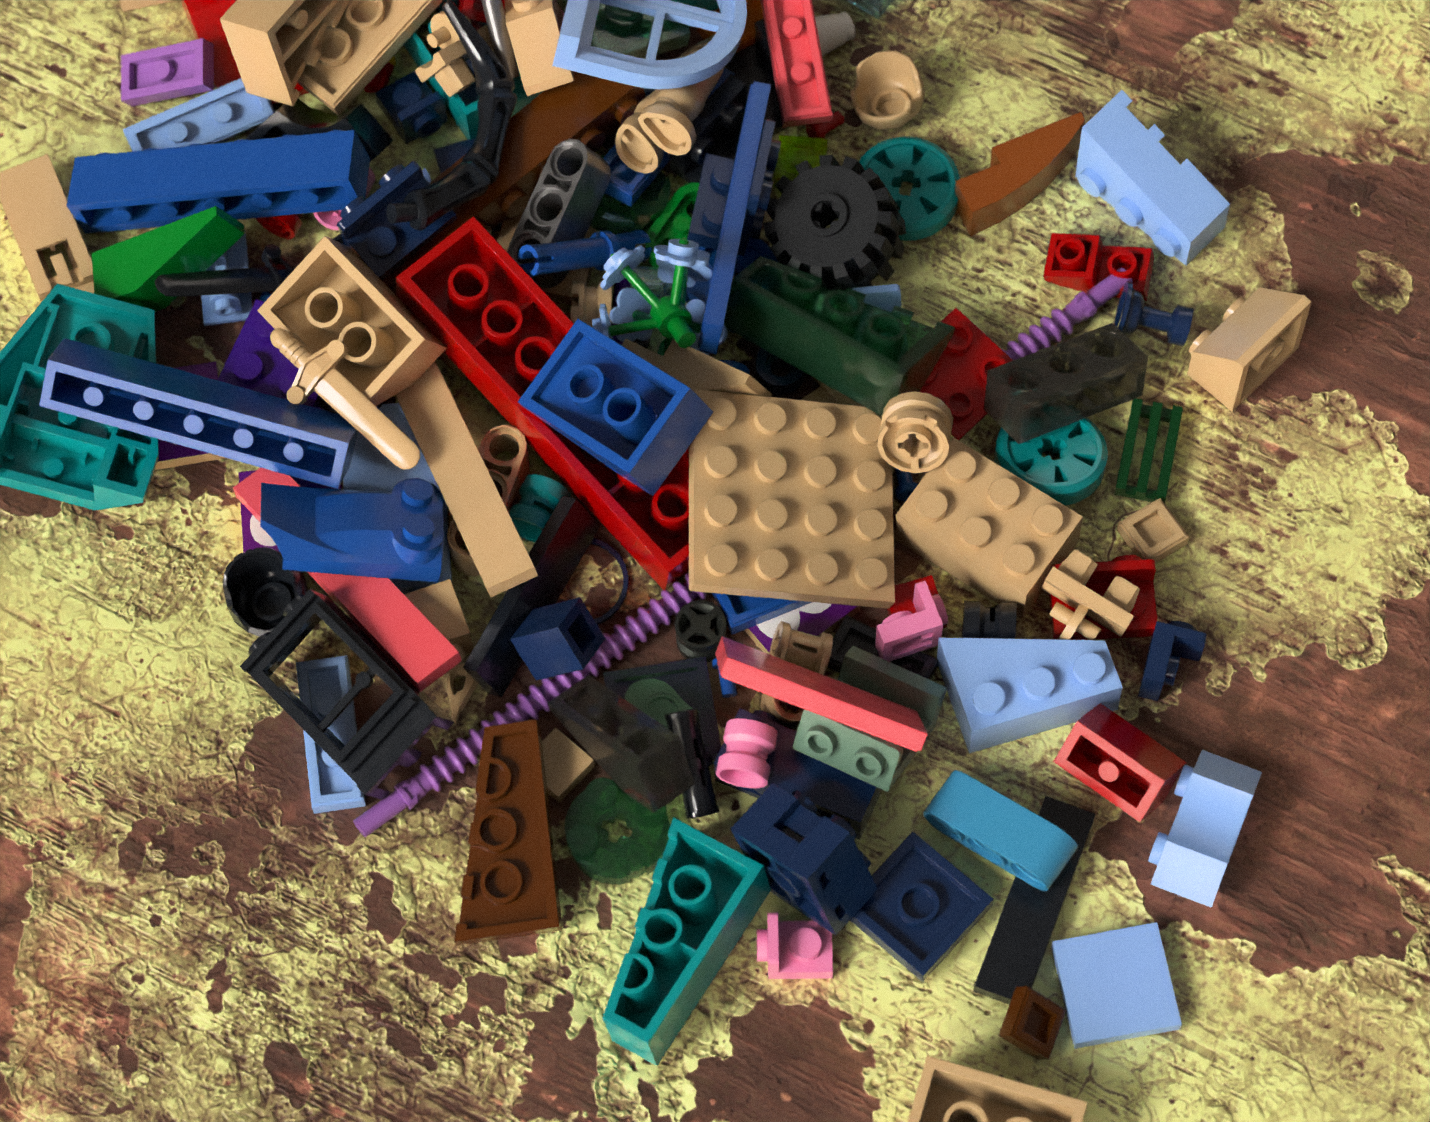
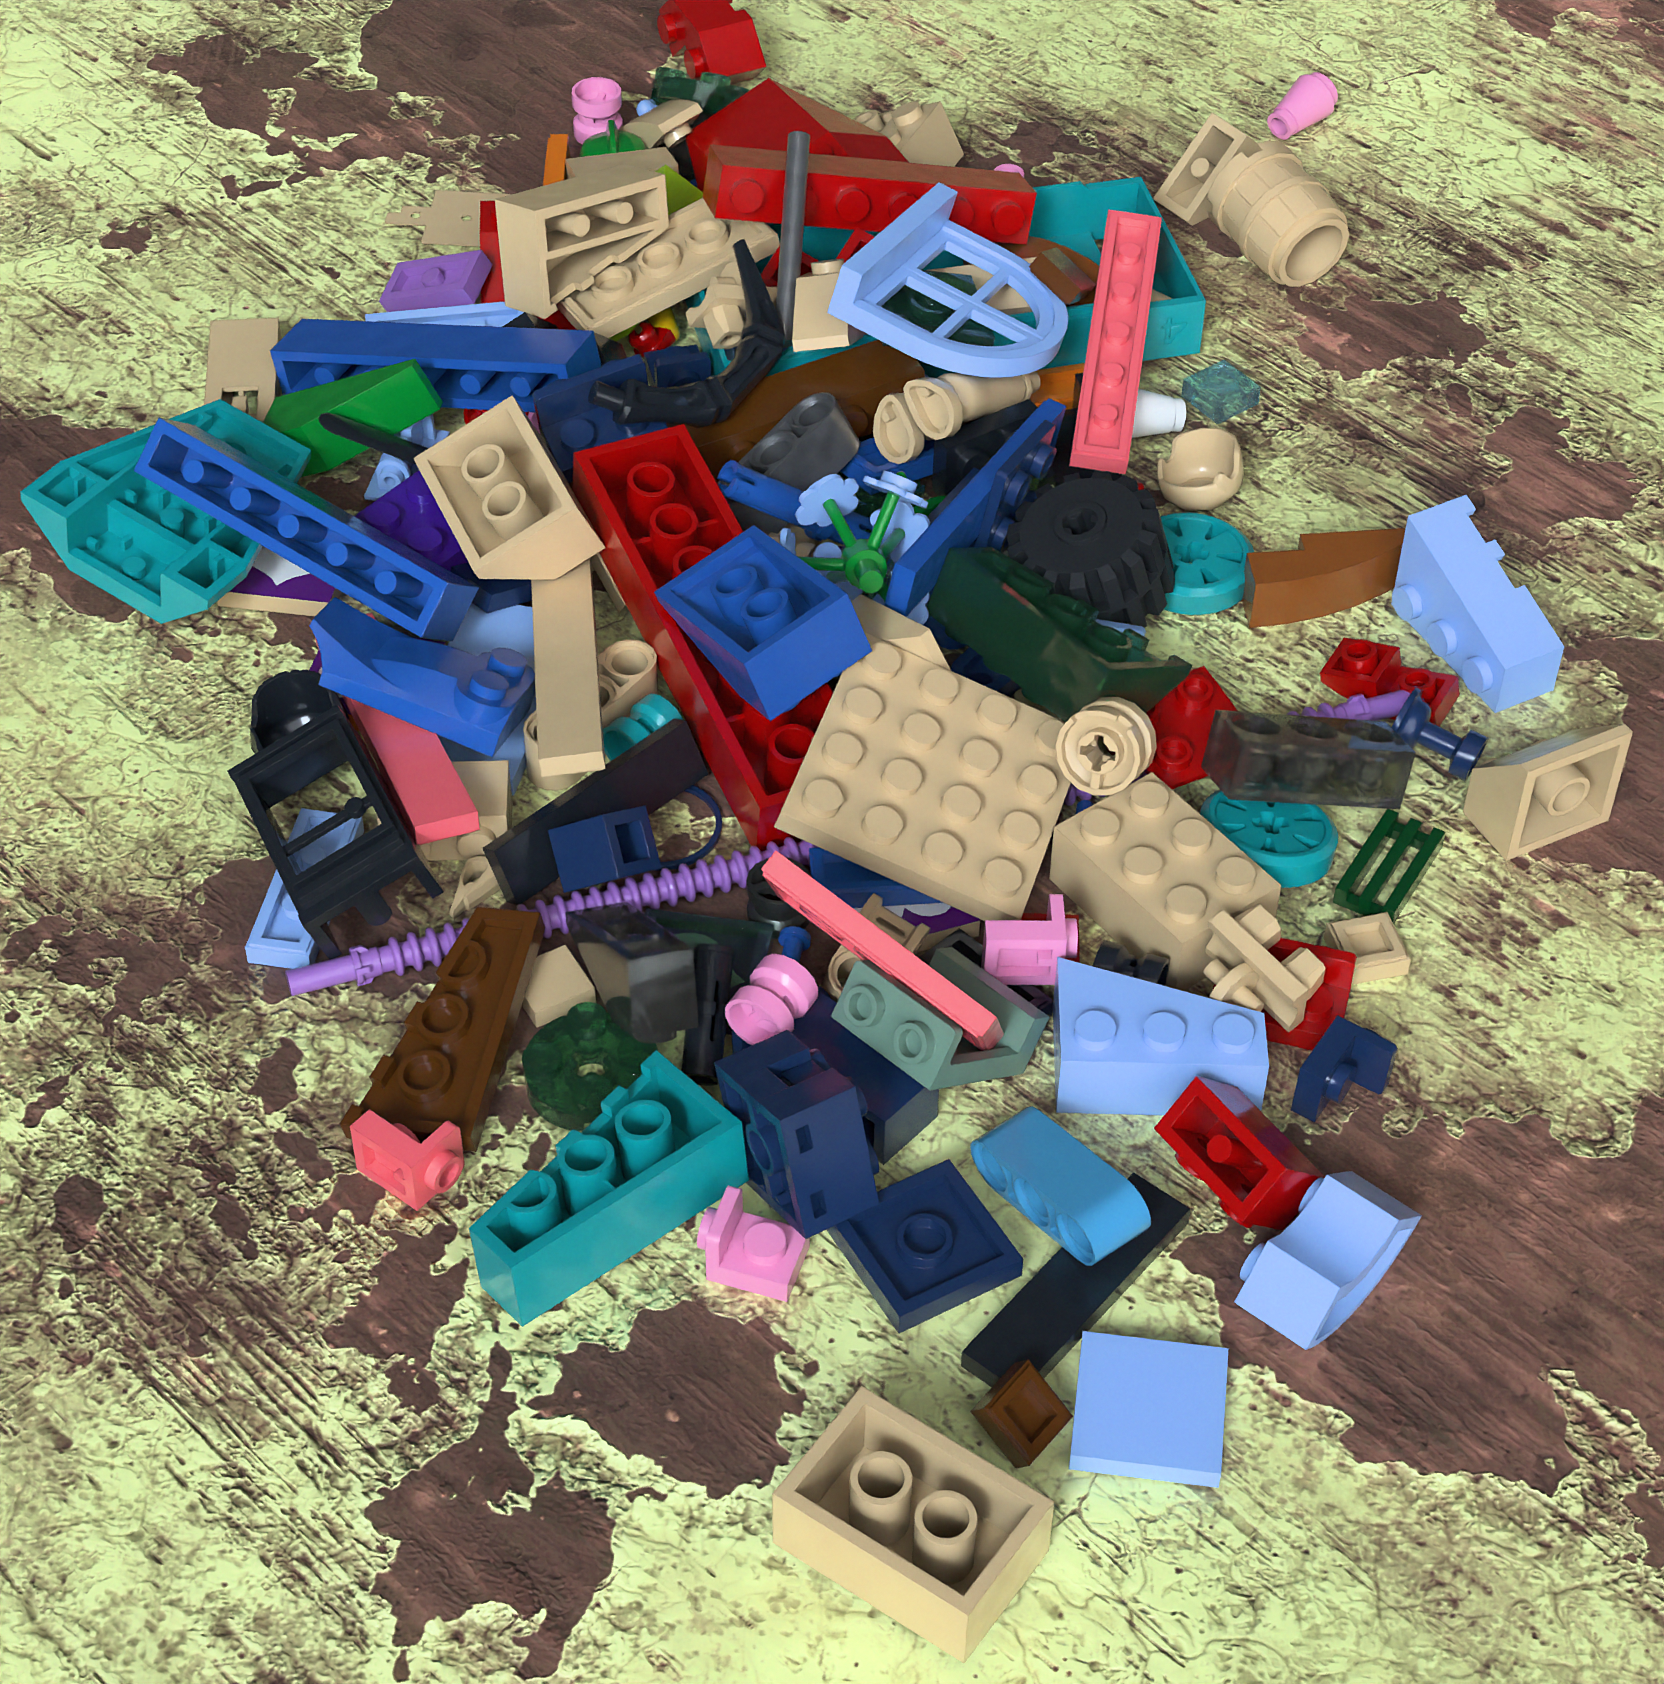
camera: 15 degrees right, 20 degrees down
(319, 374) = (450, 525): tan sword -> none
(510, 960) = (401, 1163): none -> coral bracket

